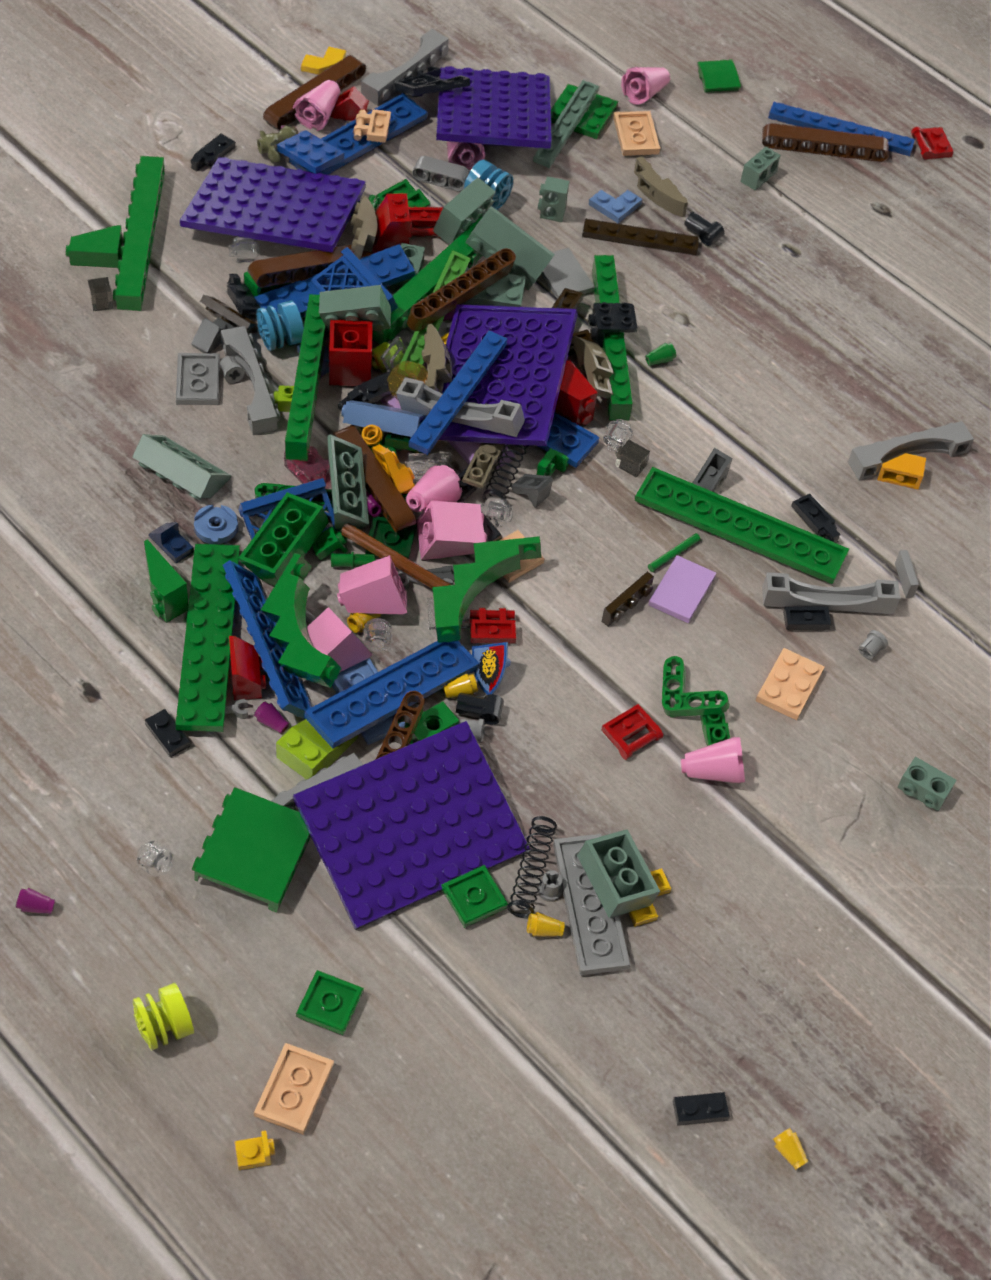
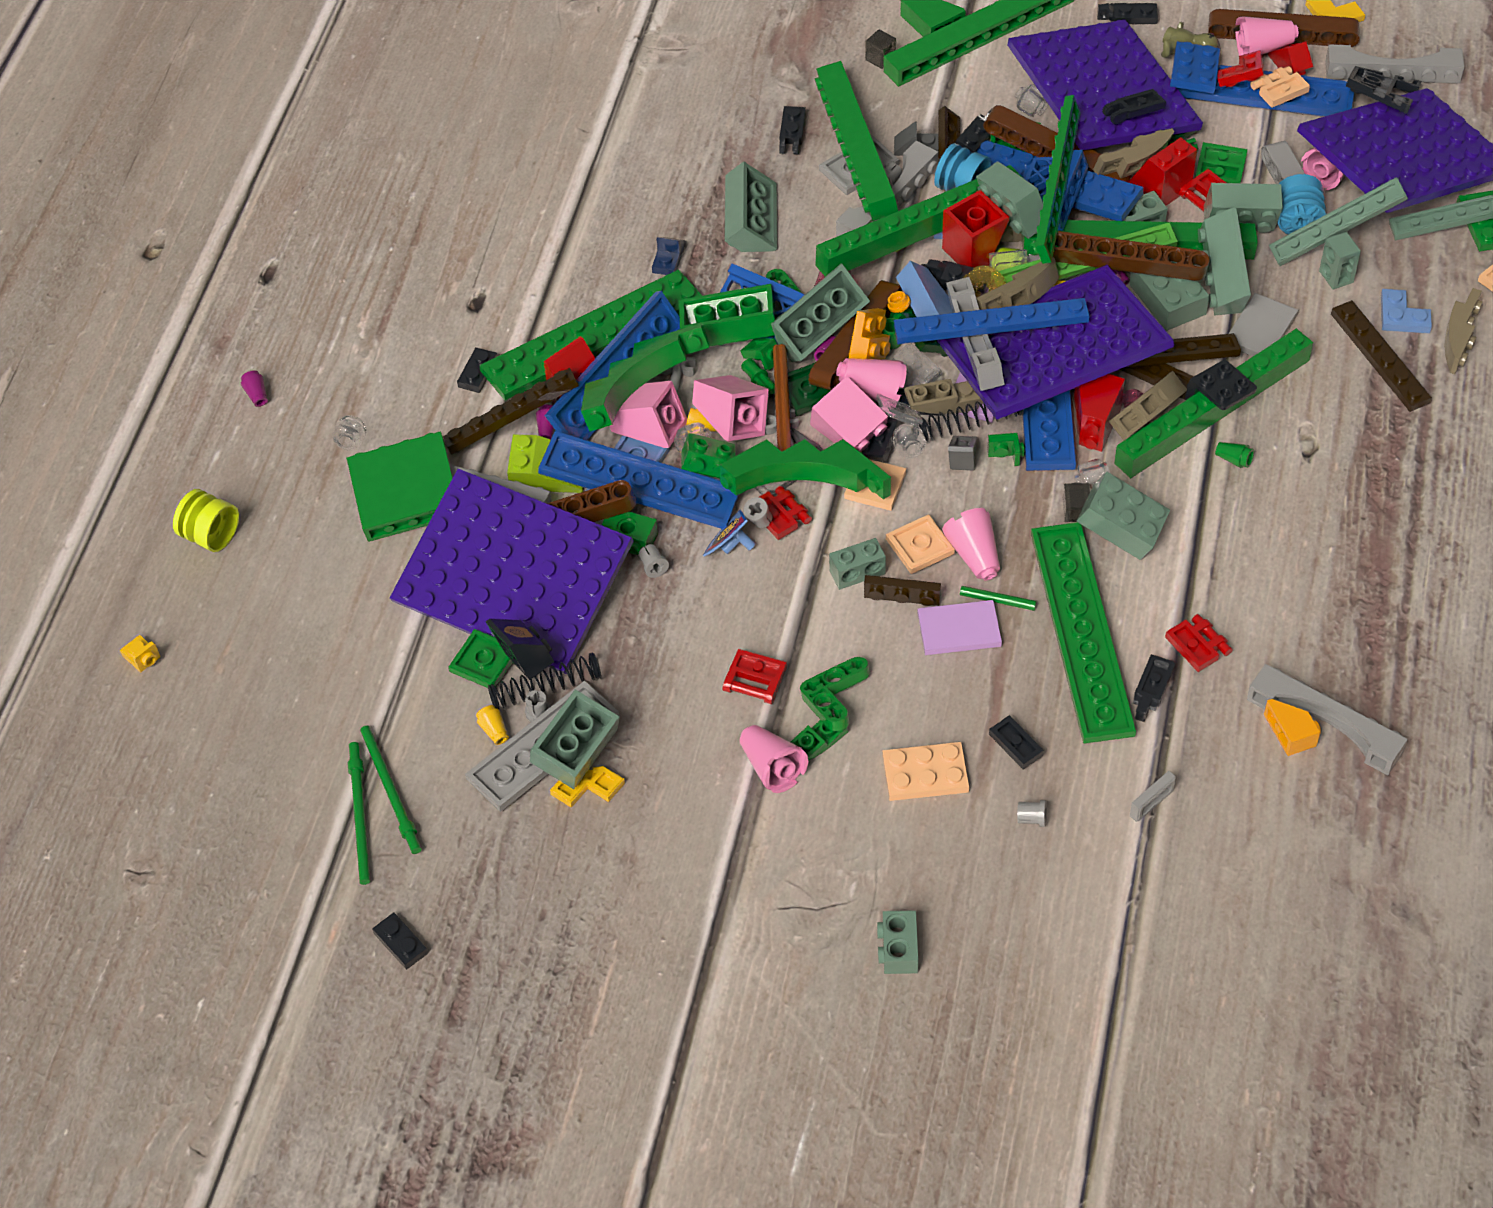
camera: 65 degrees right, 0 degrees up
(120, 393) = (792, 128): none -> black hinge
(166, 585) = (608, 270): green slope -> none
(185, 360) = (856, 141): none -> green brick
(215, 535) = (709, 279): medium blue plate -> none
(249, 728) = (510, 411): none -> dark brown plate
(294, 1088) = (211, 644): light nougat plate -> none
(326, 198) = (1133, 106): none -> black hinge
(329, 1002) = (306, 622): green plate -> none
(343, 129) = (1249, 69): none -> red plate
(371, 276) = (1057, 180): none -> green plate
(410, 633) = (705, 454): none -> green brick
(463, 684) = (693, 528): yellow cone -> none
(476, 496) = (899, 410): none -> clear piece
(485, 707) = (682, 555): black piece -> none
(499, 629) = (760, 508): none -> light grey bush
(505, 856) = (522, 645): none -> black slope
(509, 1048) = (355, 769): none -> green bar
(531, 172) = (1338, 221): none -> sand green tile
(583, 609) = (854, 562): none -> sand green brick
(593, 564) = (920, 544): none -> light nougat plate
(599, 1043) = (406, 827): none -> green bar
(625, 532) = (974, 542): none -> bright pink cone
(673, 439) = (1123, 515): none -> sand green brick
(707, 231) = (1447, 397): black piece -> none
(713, 470) = (1123, 568): dark grey slope -> none
(791, 1149) = (406, 1029): yellow cone -> none
(799, 473) = (1192, 645): none -> red plate
(877, 597) = (1089, 780): light grey arch -> none

